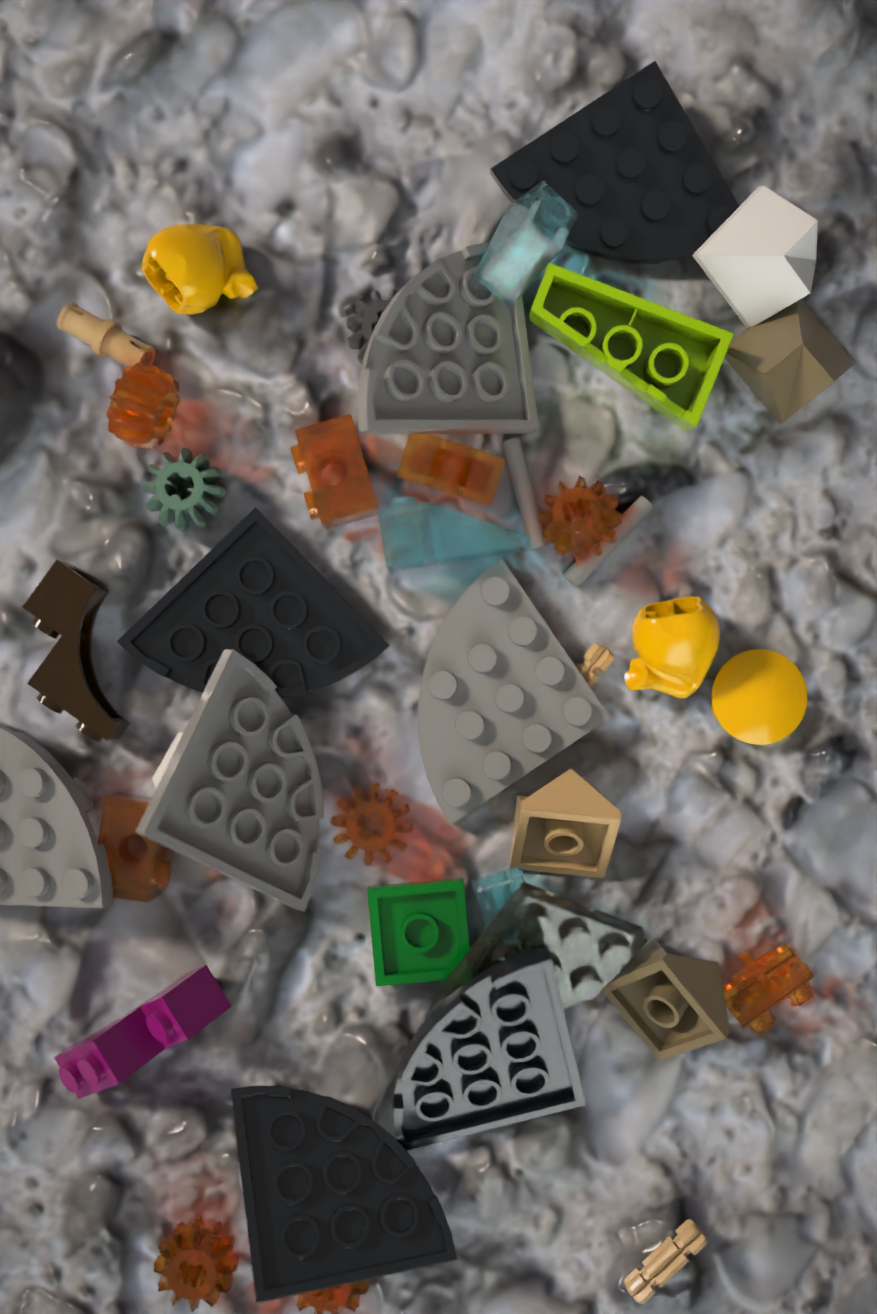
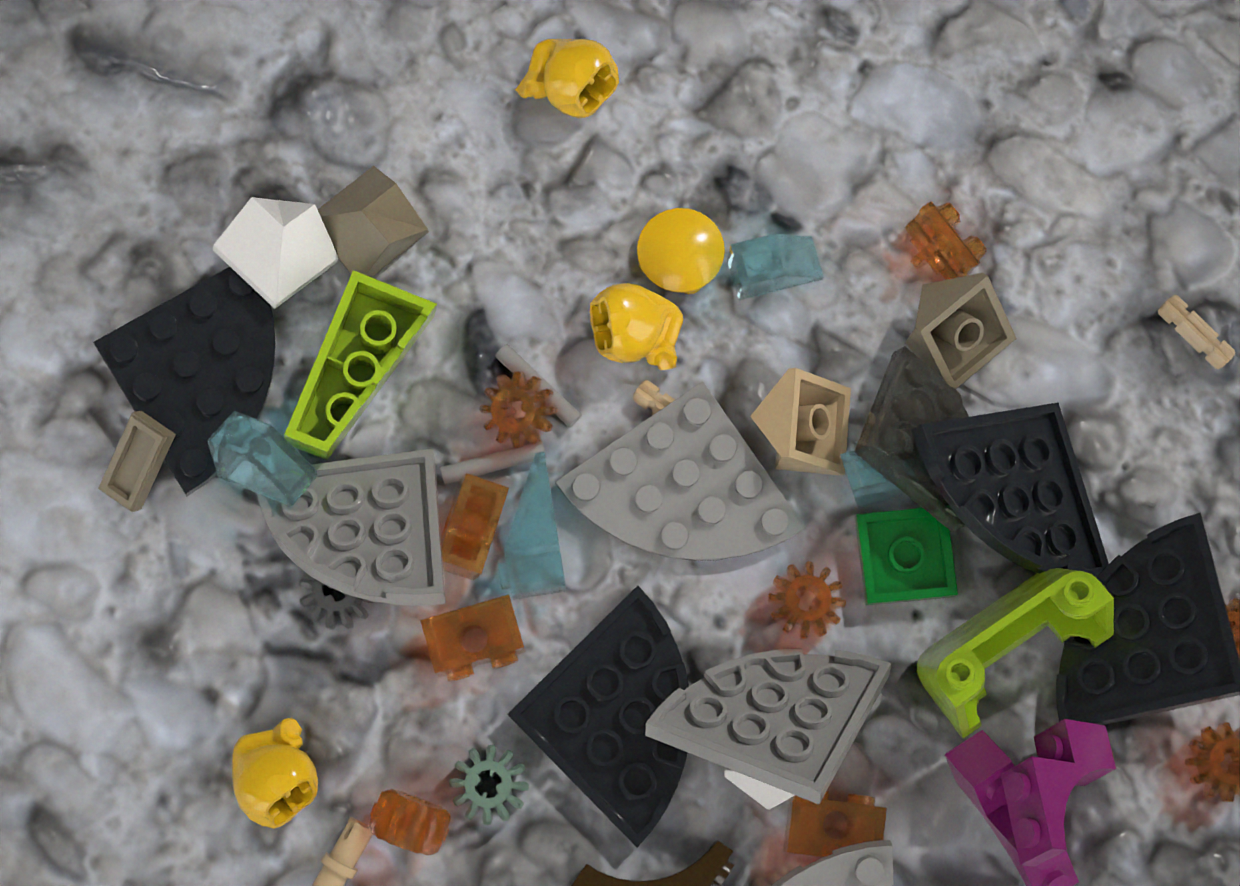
camera: 95 degrees left, 10 degrees down
(151, 1071) = (1040, 786): none -> magenta arch
(368, 1093) = (955, 666): none -> lime windscreen
(526, 115) = (136, 461): none -> dark tan tile
(743, 797) = (773, 264): none -> clear light blue slope

